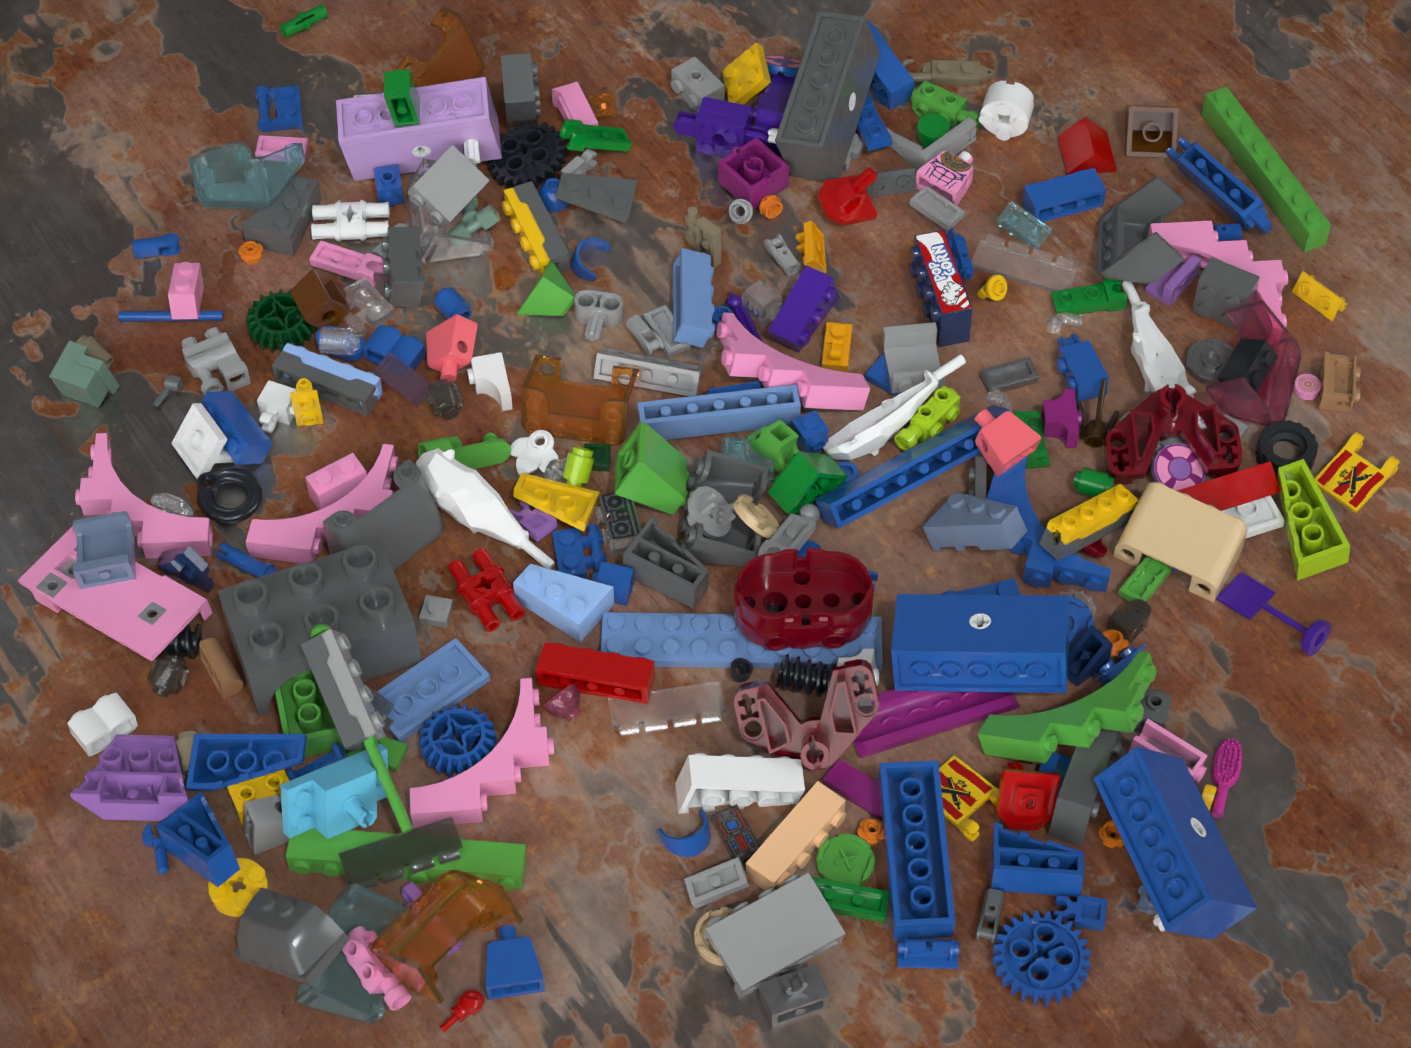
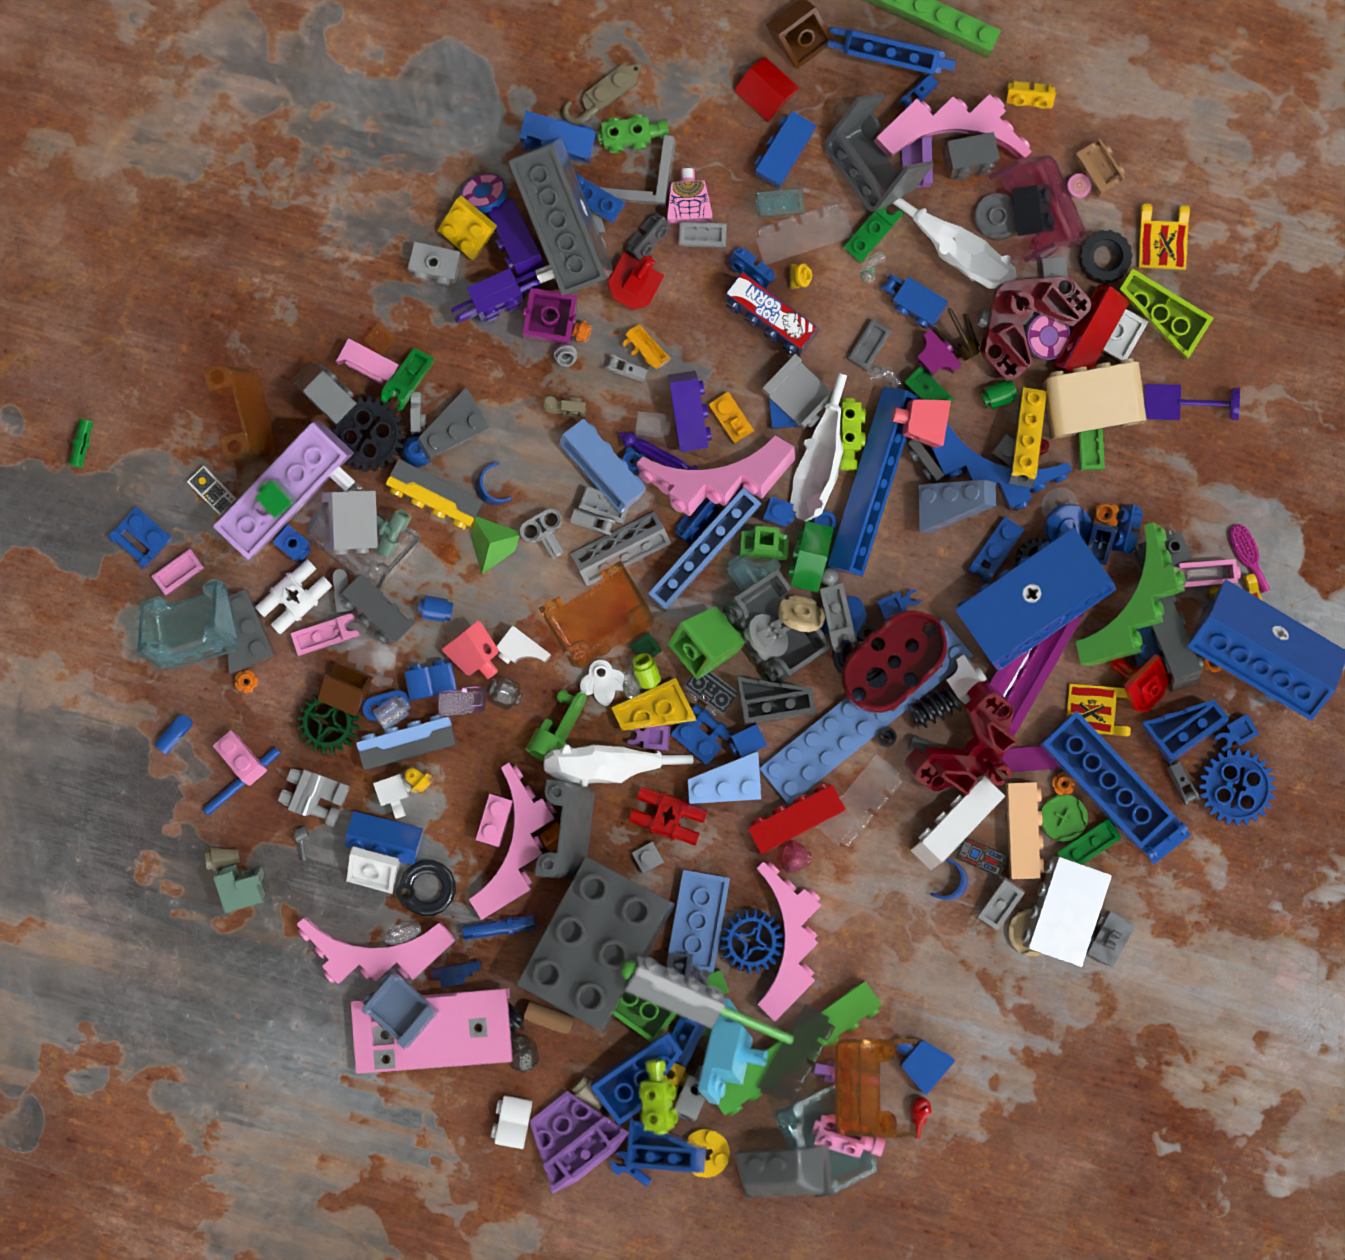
camera: 40 degrees left, 30 degrees up
(239, 779) = (661, 1105): none -> lime brick
(931, 128) = (642, 163): green piece -> none
(1007, 109) = (686, 105): white brick -> none
(1132, 621) = (1107, 487): clear smoke leg -> none

